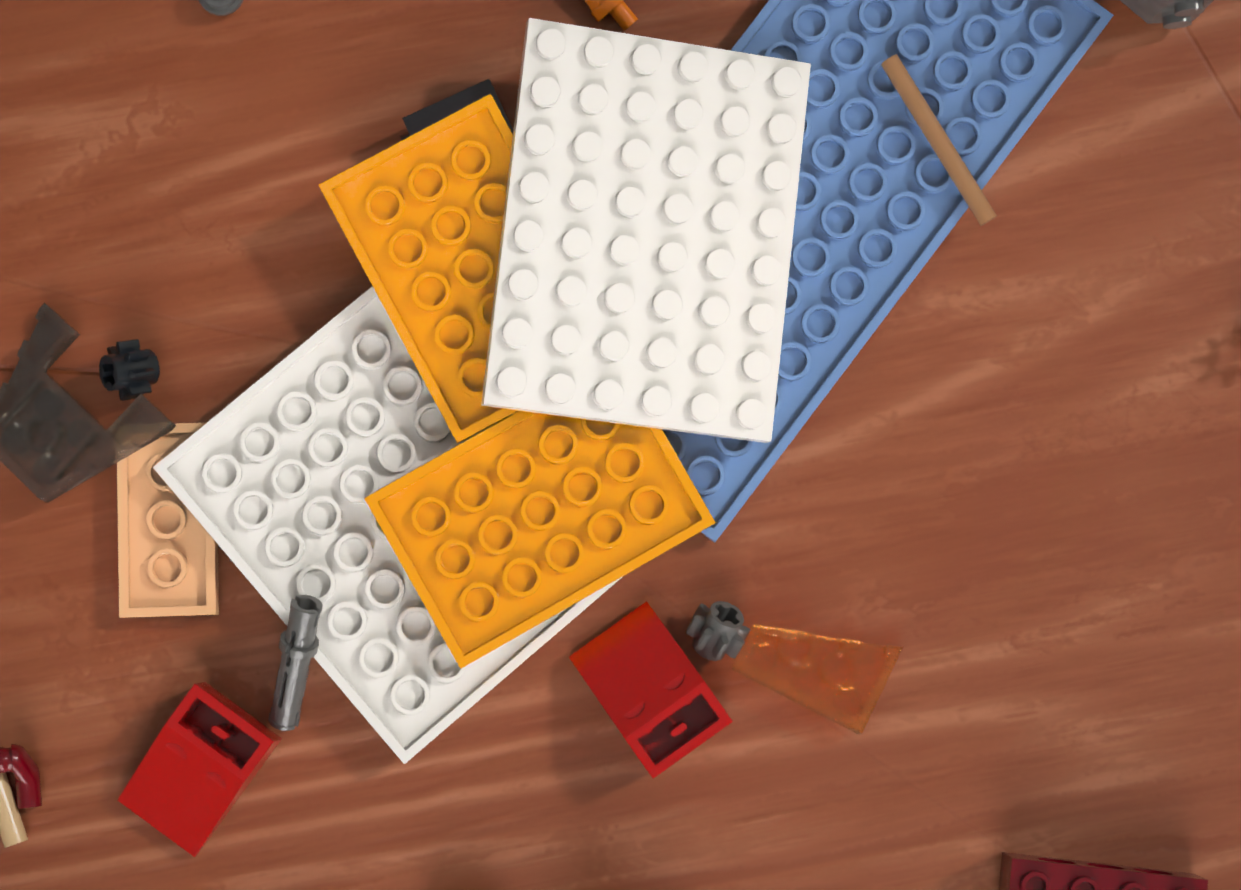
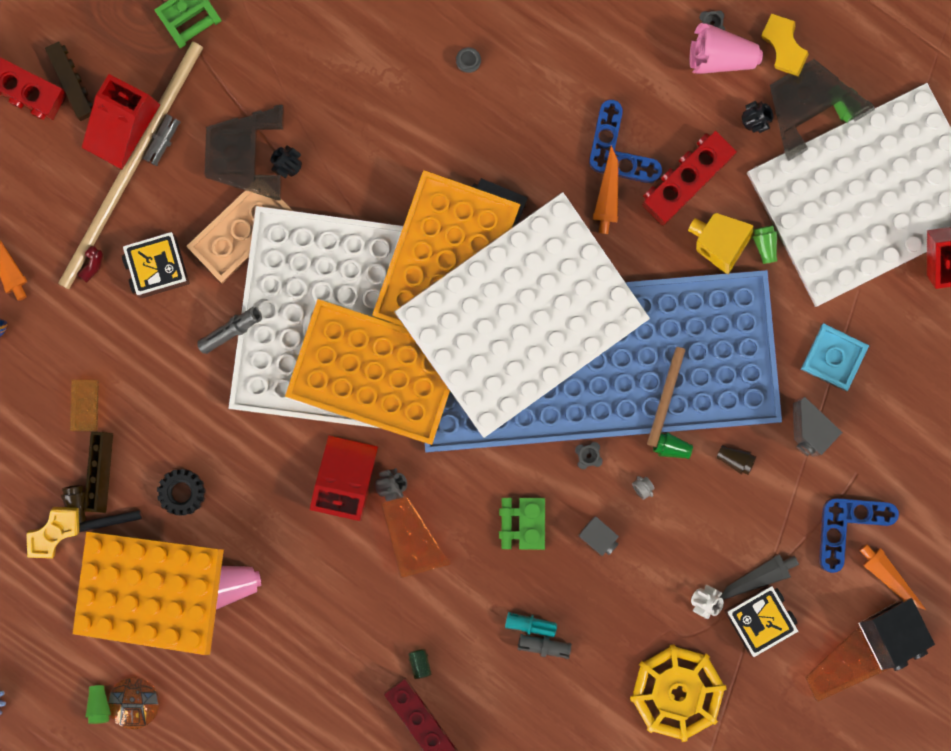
camera: 50 degrees right, 0 degrees up
(106, 686) = (155, 265): none -> piece
(198, 767) = (155, 330): red slope -> none
(920, 307) = (595, 459): none -> dark grey plate
(945, 486) = (531, 523): none -> bright green plate
(1003, 816) = (419, 664): none -> clear green piece
(1015, 194) = (673, 447): none -> green cone
(1033, 285) = (643, 487): none -> light grey plate
(1048, 407) = (599, 536): none -> dark grey brick
(1086, 612) = (530, 624): none -> teal axle
(1109, 122) = (737, 459): none -> dark brown cone
(1133, 620) = (544, 646): none -> dark grey pin

